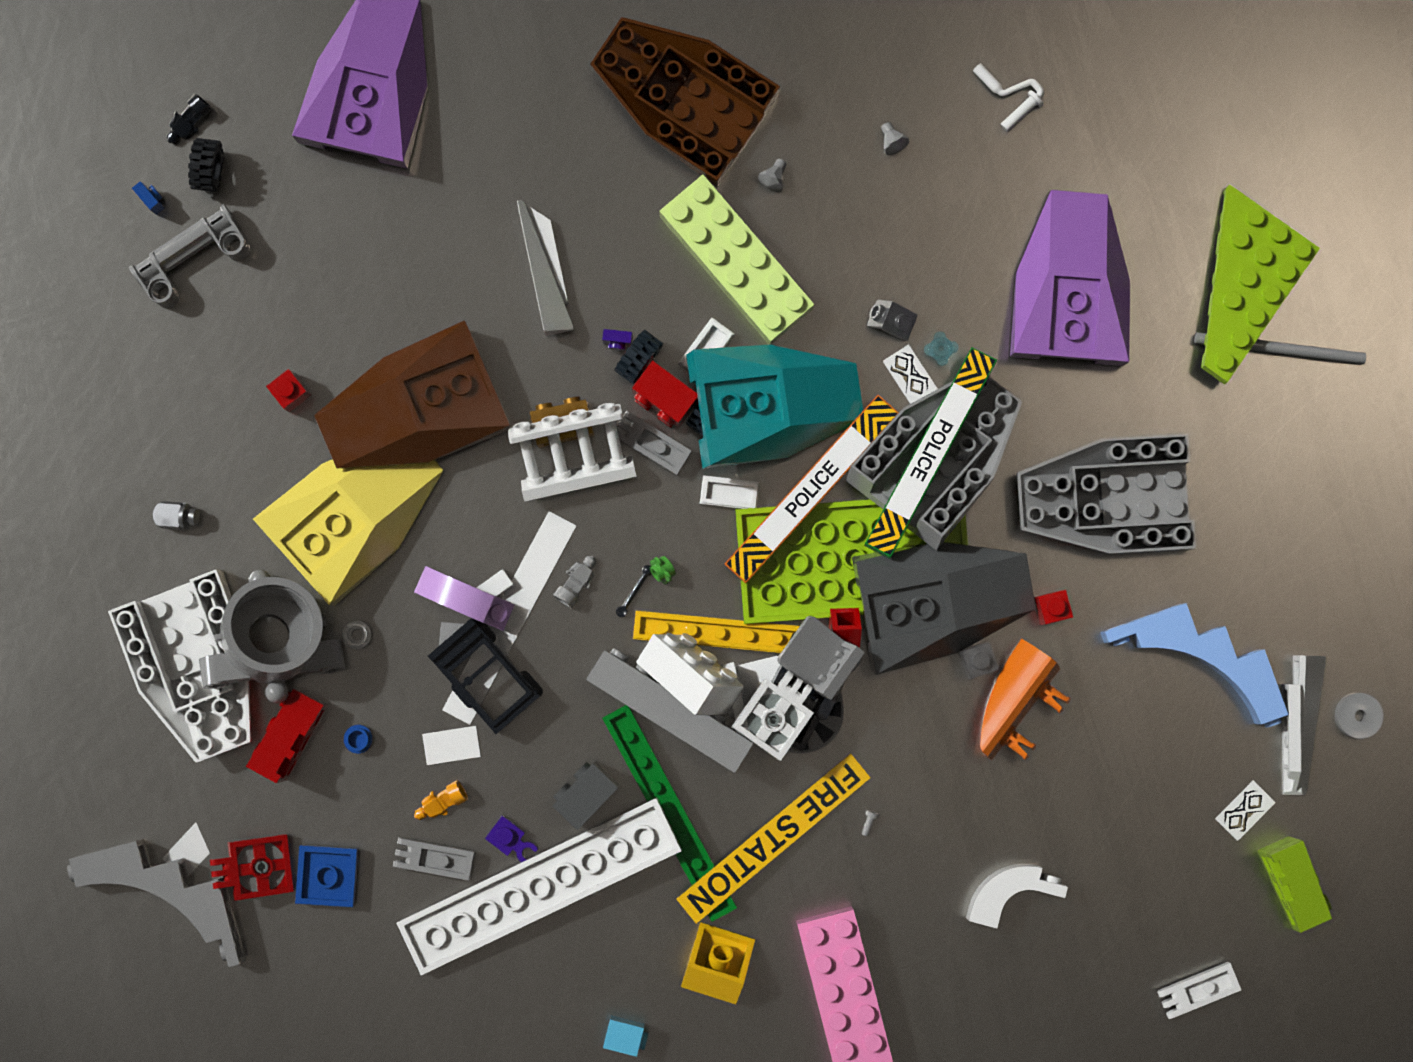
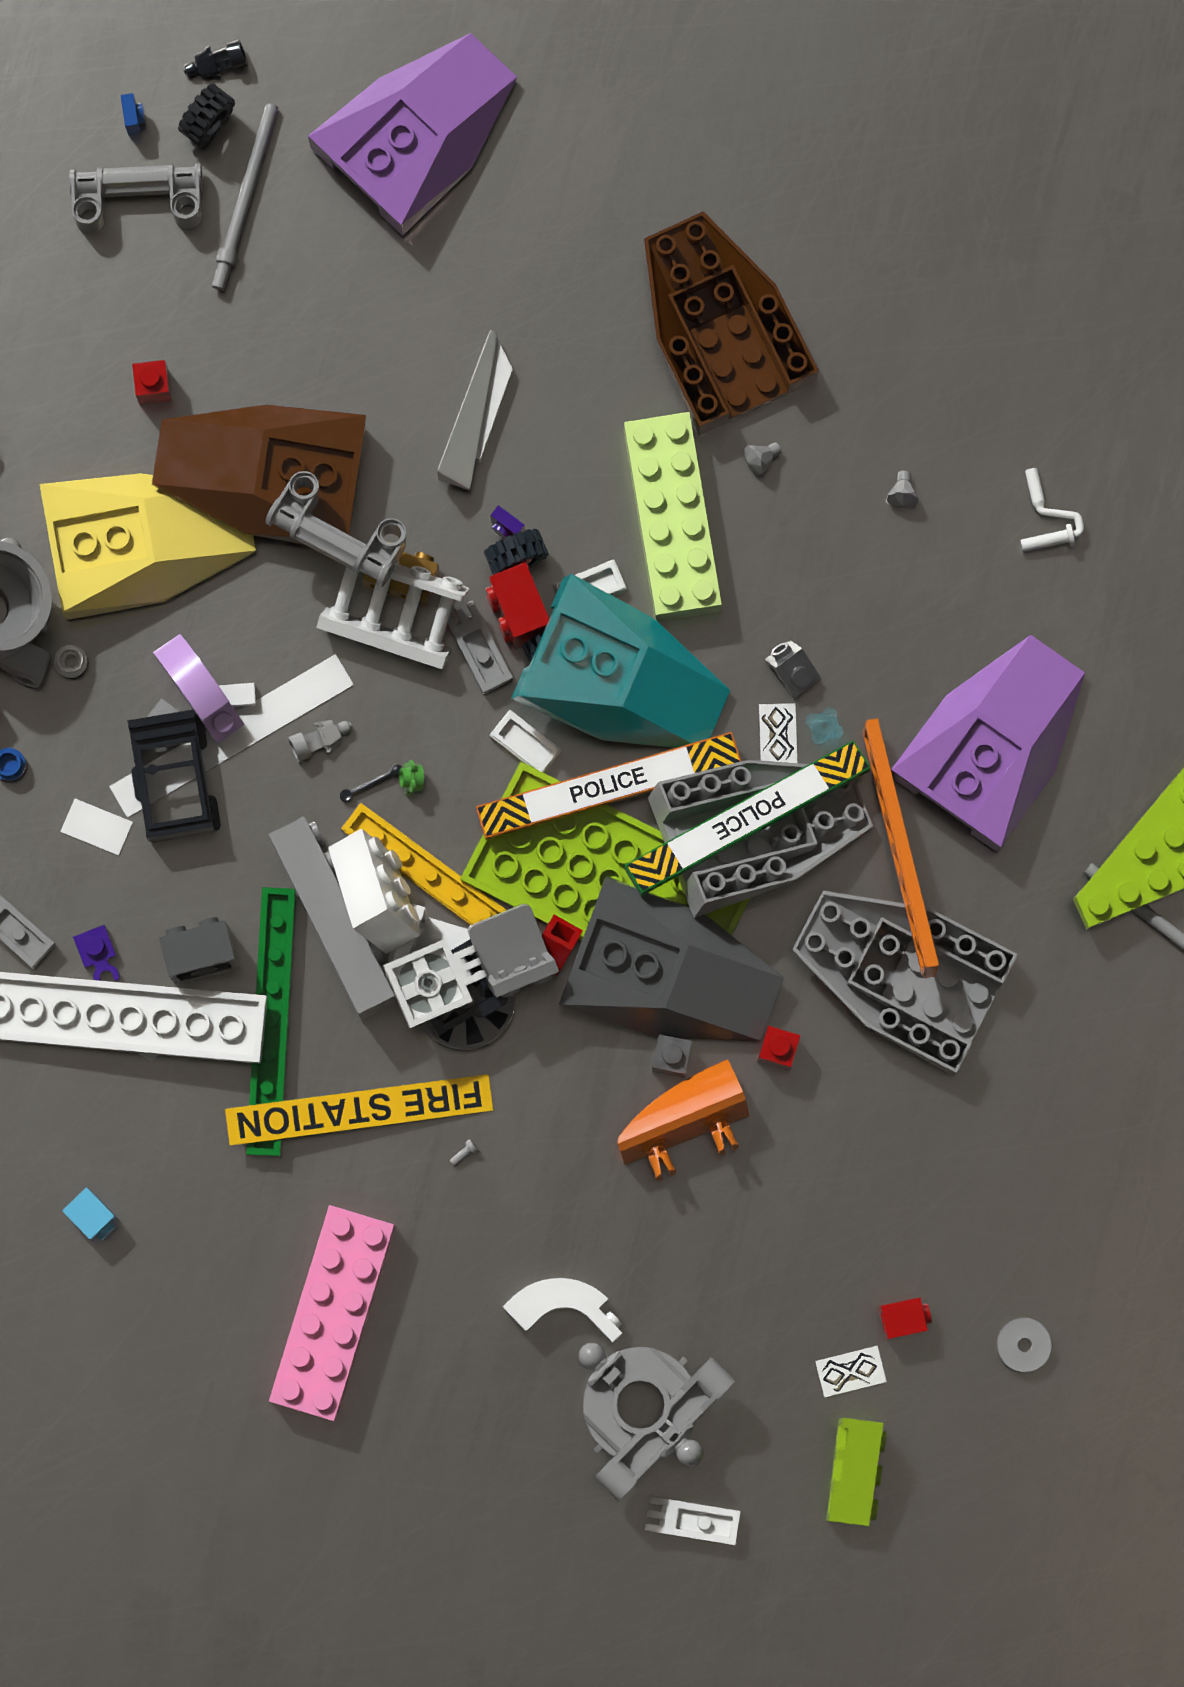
camera: 30 degrees right, 5 degrees down
(286, 260) = (227, 255): none -> light grey bar
(436, 804) = (44, 875): light orange piece -> none
(458, 430) = (293, 515): none -> light grey piece
(718, 963) = (227, 1199): yellow slope -> none
(1056, 407) = (900, 849): none -> orange tile
(1147, 912) = (635, 1447): none -> light grey piece
(1247, 674) = (886, 1146): light blue arch -> none
(1263, 749) = (905, 1318): none -> red brick
(1299, 725) = (961, 1314): white wedge -> none

